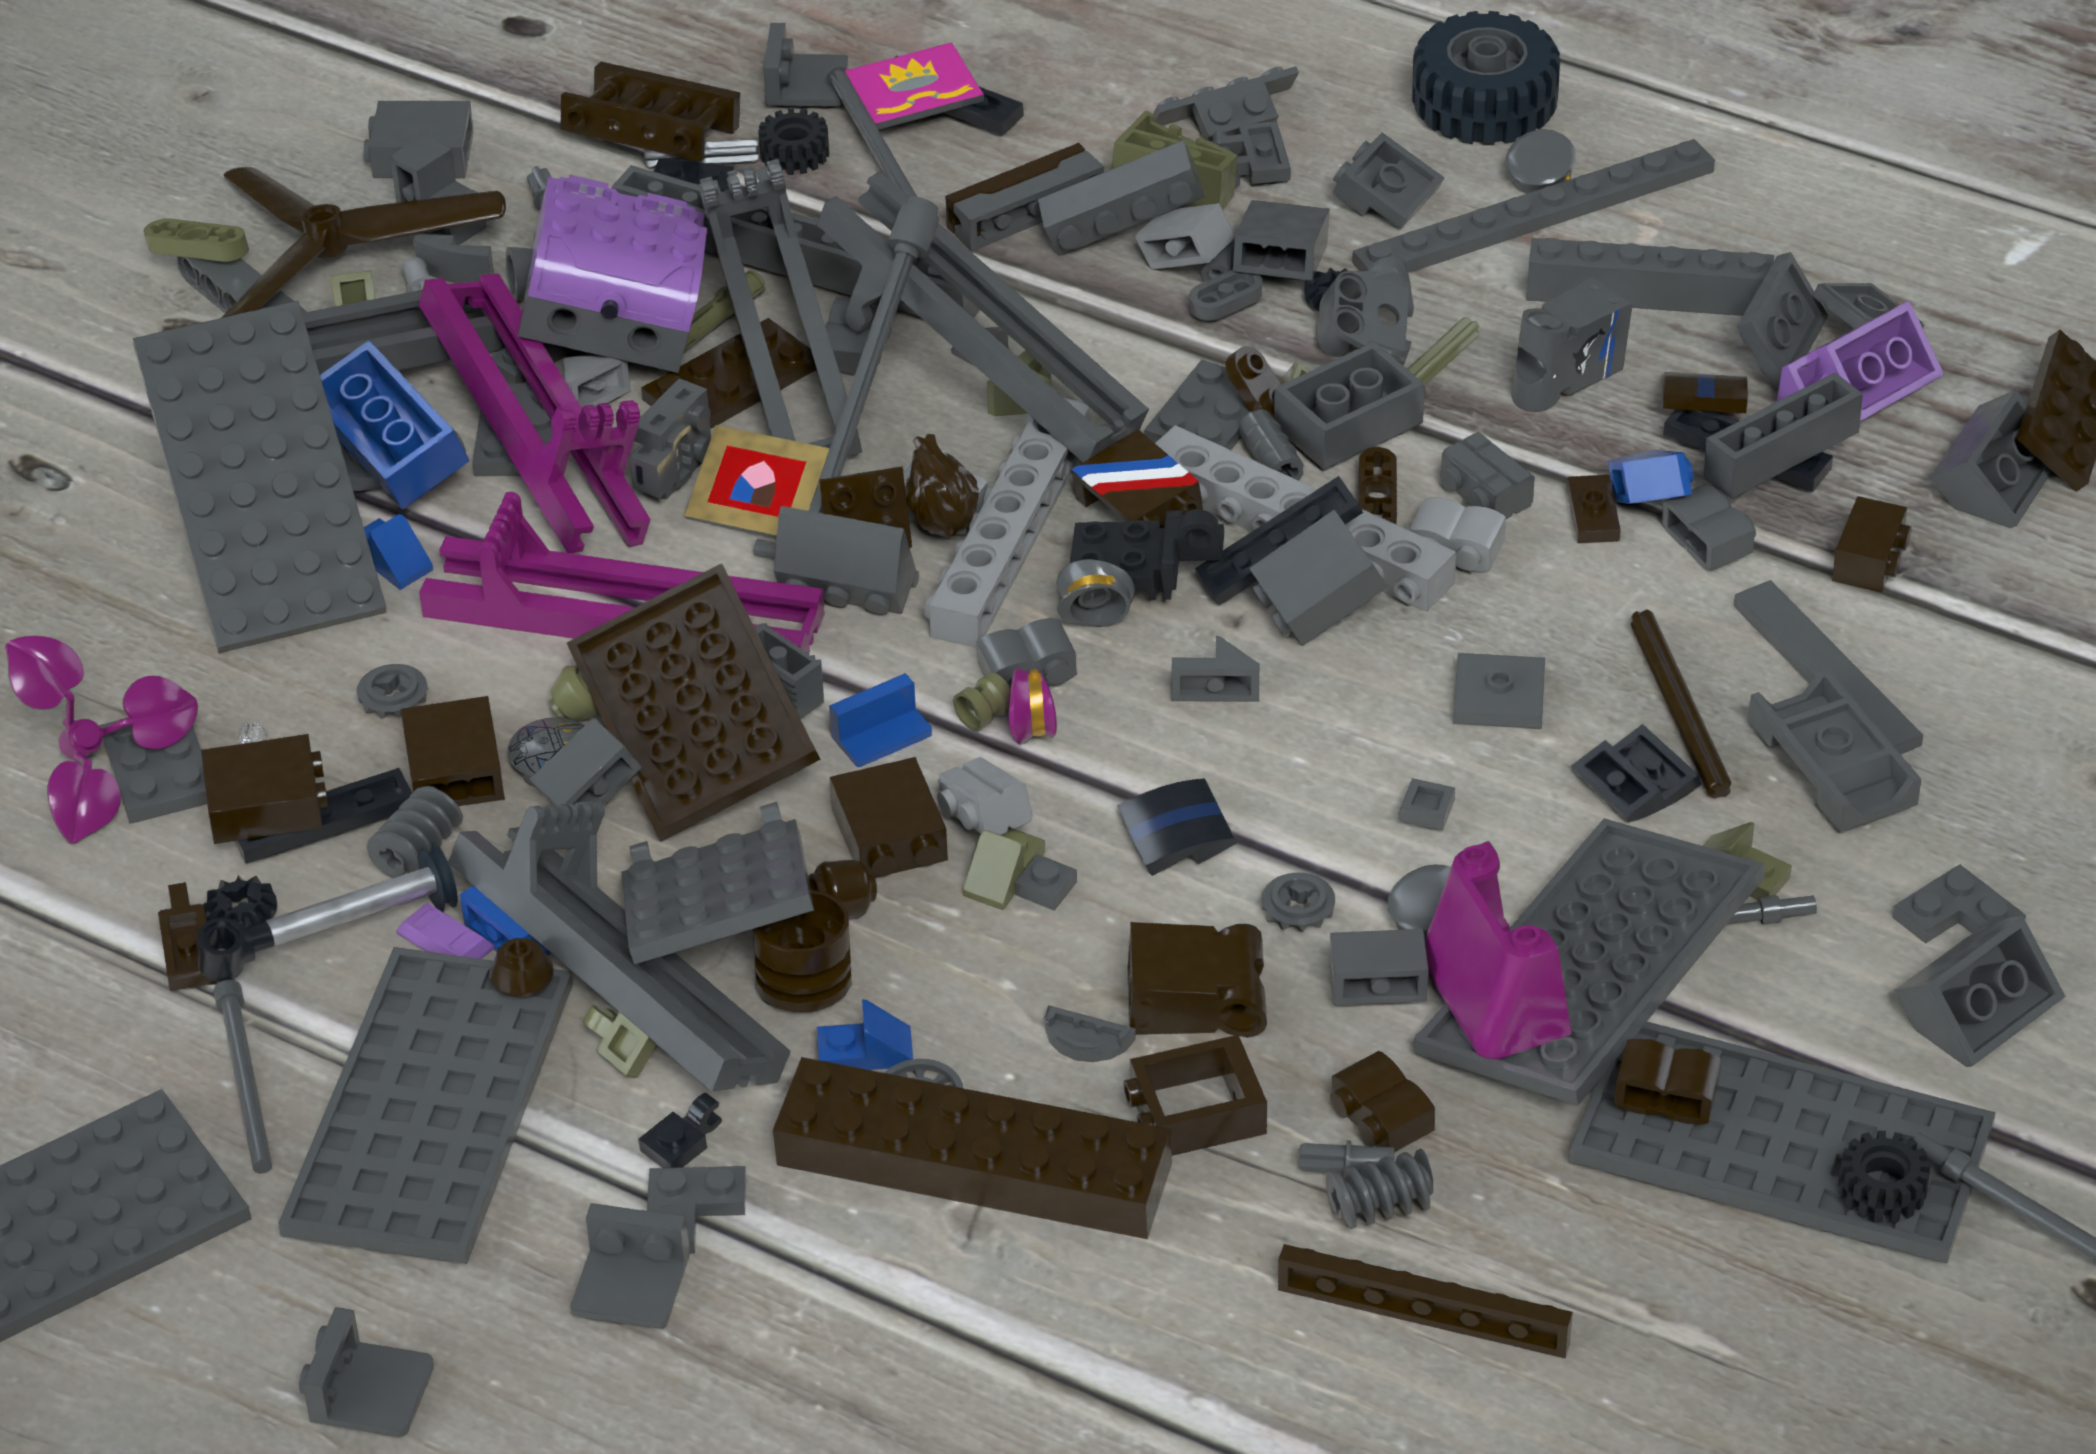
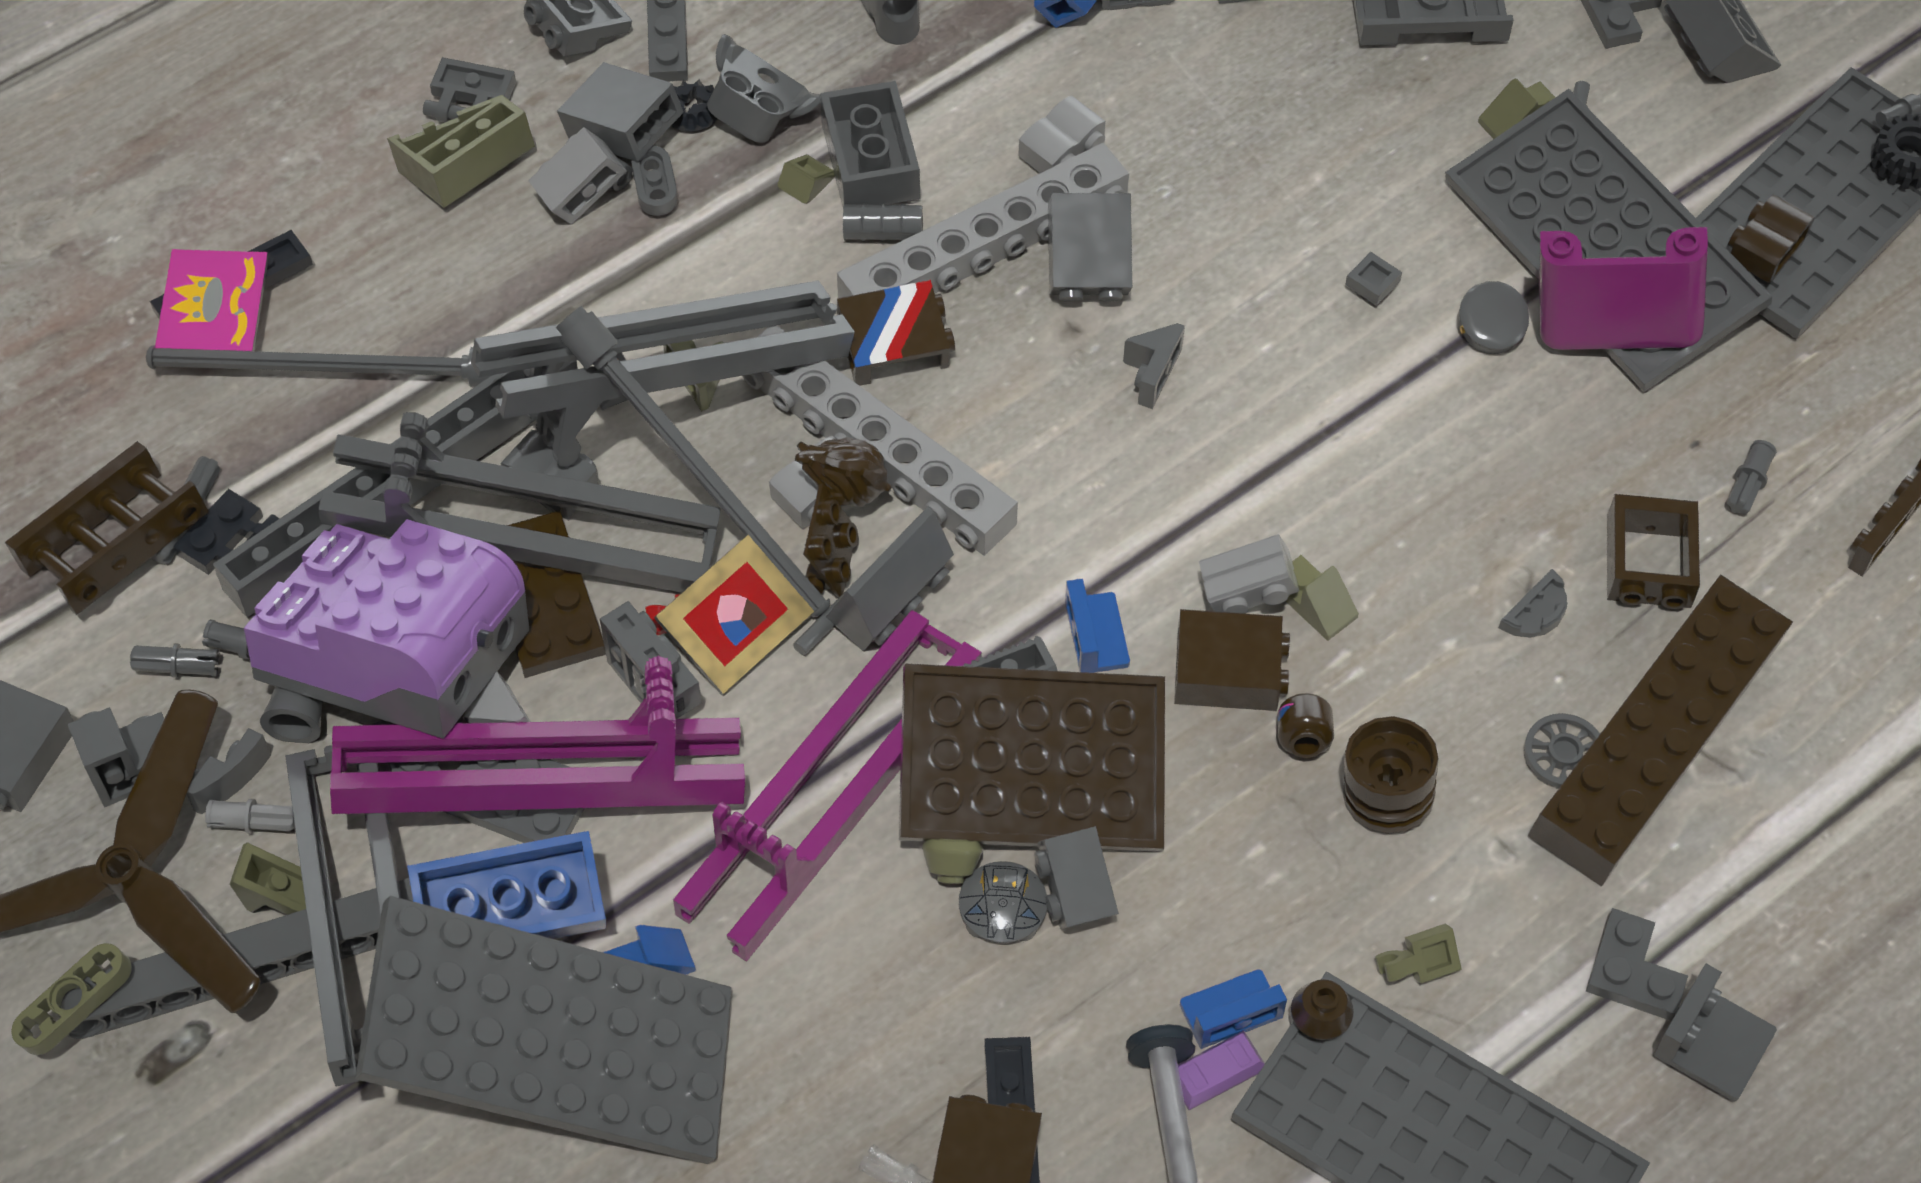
camera: 70 degrees left, 15 degrees up
(385, 679) = (852, 997): dark grey gear -> none
(418, 823) = (1080, 1050): dark grey piece -> none
(454, 750) = (978, 985): dark brown brick -> none
(587, 931) = (1246, 974): dark grey piece -> none
(678, 1139) = (1551, 952): black plate -> none
(715, 888) = (1305, 814): dark grey plate -> none
(795, 140) = (215, 409): black tyre -> none
(797, 78) = (120, 387): dark grey bracket -> none
(869, 1045) = (1491, 774): blue slope -> none
(980, 704) = (1110, 539): olive wheel -> none
(1010, 200) = (427, 276): dark grey piece -> none
(1031, 706) = (1146, 503): magenta piece -> none
(1034, 646) = (1068, 489): dark grey brick -> none
(1045, 882) = (1351, 567): dark grey plate -> none
(1094, 593) = (1022, 409): dark grey piece -> none
(1121, 198) = (504, 200): dark grey brick -> none
(1151, 552) = (988, 359): black plate -> none
(1176, 823) = (1321, 456): black slope -> none
(1196, 979) = (1522, 507): dark brown piece -> none
(1203, 405) = (797, 243): dark grey plate -> none
(1228, 107) = (393, 84): dark grey bracket -> none
(1232, 573) = (1030, 253): black plate -> none
(1252, 379) = (808, 198): dark brown plate -> none
(1301, 888) = (1455, 394): dark grey gear -> none
(1373, 482) = (967, 160): dark brown beam -> none
(1376, 963) = (1560, 375): dark grey brick -> none
(1381, 1187) = (1804, 462): dark grey piece -> none
(1382, 1102) = (1704, 430): dark brown brick -> none
(1445, 350) = (813, 60): olive axle -> none
(1486, 476) = (1001, 93): dark grey brick -> none
(1499, 690) = (1253, 184): dark grey plate -> none
(1593, 508) = (1065, 42): dark brown plate -> none
(1637, 774) = (1392, 135): black slope -> none
(1681, 704) = (1323, 77): dark brown axle -> none

